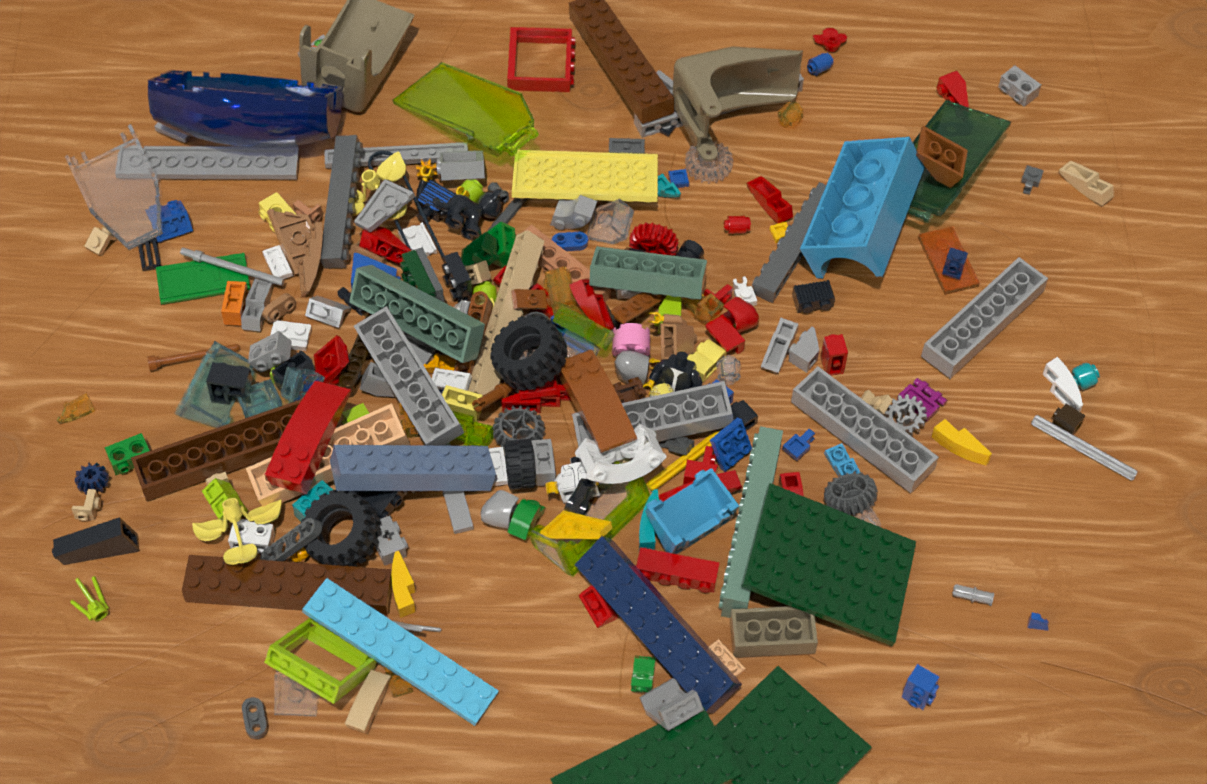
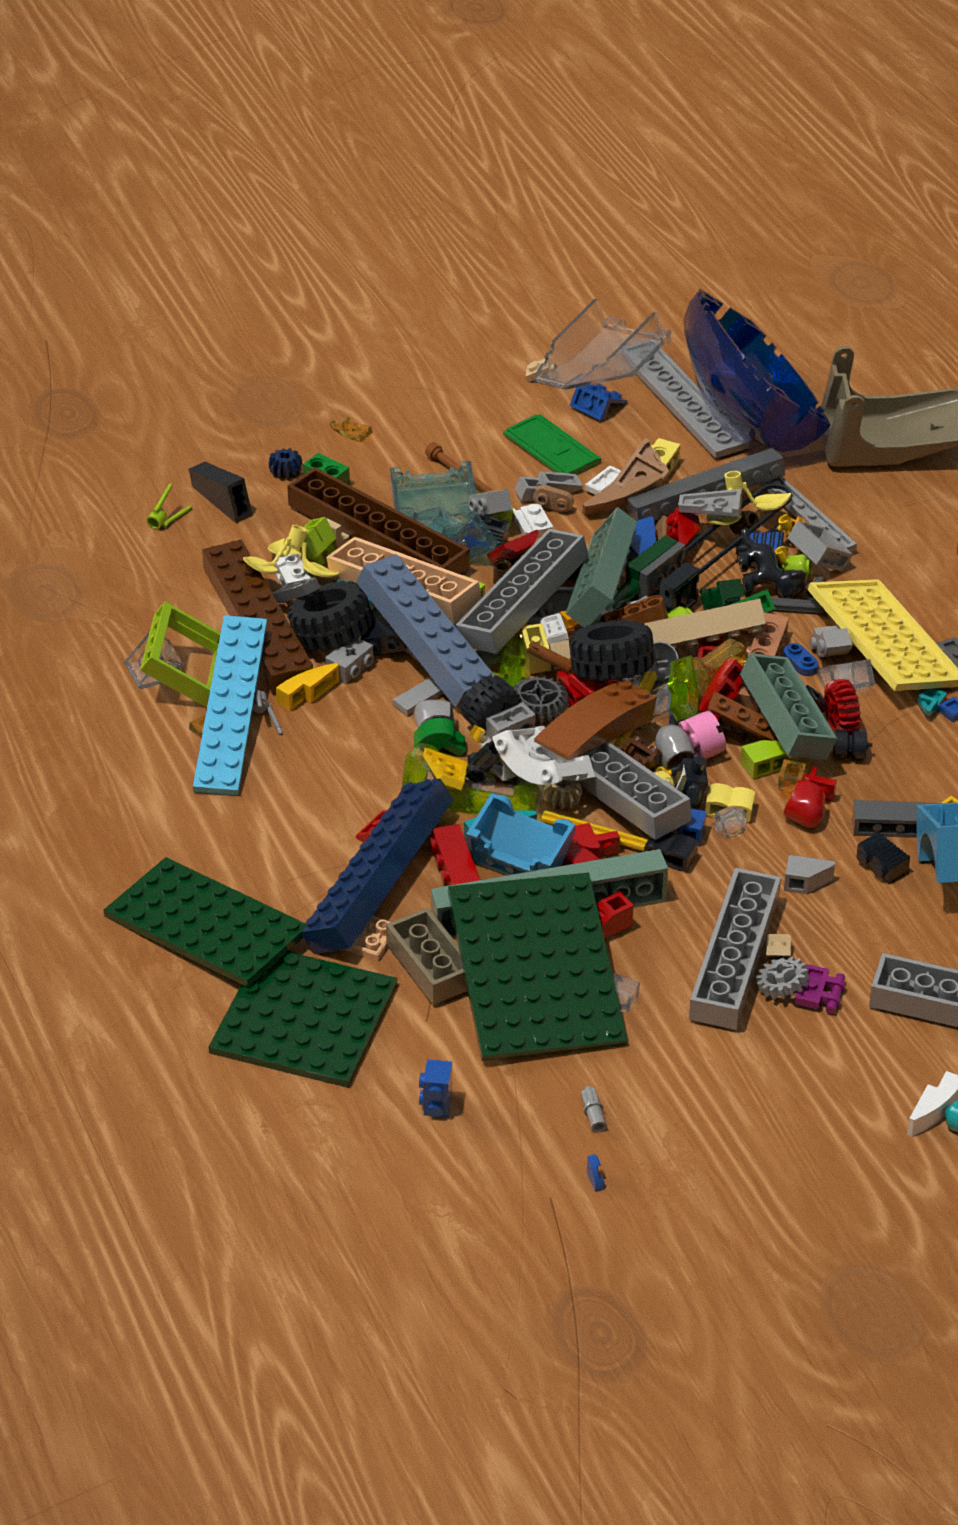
camera: 65 degrees right, 15 degrees down
(89, 510) = (257, 472): tan bracket -> none
(151, 266) = (551, 405): black tile -> none
(199, 256) = (570, 432): light grey bar -> none
(228, 381) = (438, 489): black brick -> none
(234, 302) = (532, 464): orange brick -> none
(254, 719) = (110, 648): dark grey plate -> none
(307, 437) = (412, 543): red slope -> none
(314, 214) = (676, 471): nougat bracket -> none
(326, 311) = (578, 524): light grey panel -> none
(368, 701) = (169, 708): tan slope -> none
(419, 237) = (707, 553): white plate -> none
(471, 109) = (889, 527): clear neon green windscreen -> none
(478, 272) = (695, 599): tan slope -> none
(529, 299) = (688, 639): dark orange plate -> none
(643, 673) = (315, 881): green brick -> none
(675, 336) = (733, 762): medium nougat torso -> none
(675, 703) = (291, 903): light grey panel -> none
(679, 445) = (609, 818): dark grey plate -> none
(726, 334) = (771, 803): red panel -> none
(731, 444) = (632, 839): blue tile -> none
(737, 224) = (928, 769): red brick -> none
(744, 292) = (841, 808): white plate -> none
(779, 345) = (777, 853): light grey slope -> none
(798, 446) = (679, 907): blue plate -> none
(834, 354) = (811, 890): red brick -> none
(840, 460) = (685, 952): dark azure slope -> none
(851, 493) = (641, 961): dark grey gear -> none
(961, 443) = (785, 1035): yellow slope -> none
(1068, 418) = (889, 1121): dark brown brick -> none
(1084, 447) = (865, 1151): light grey axle -> none

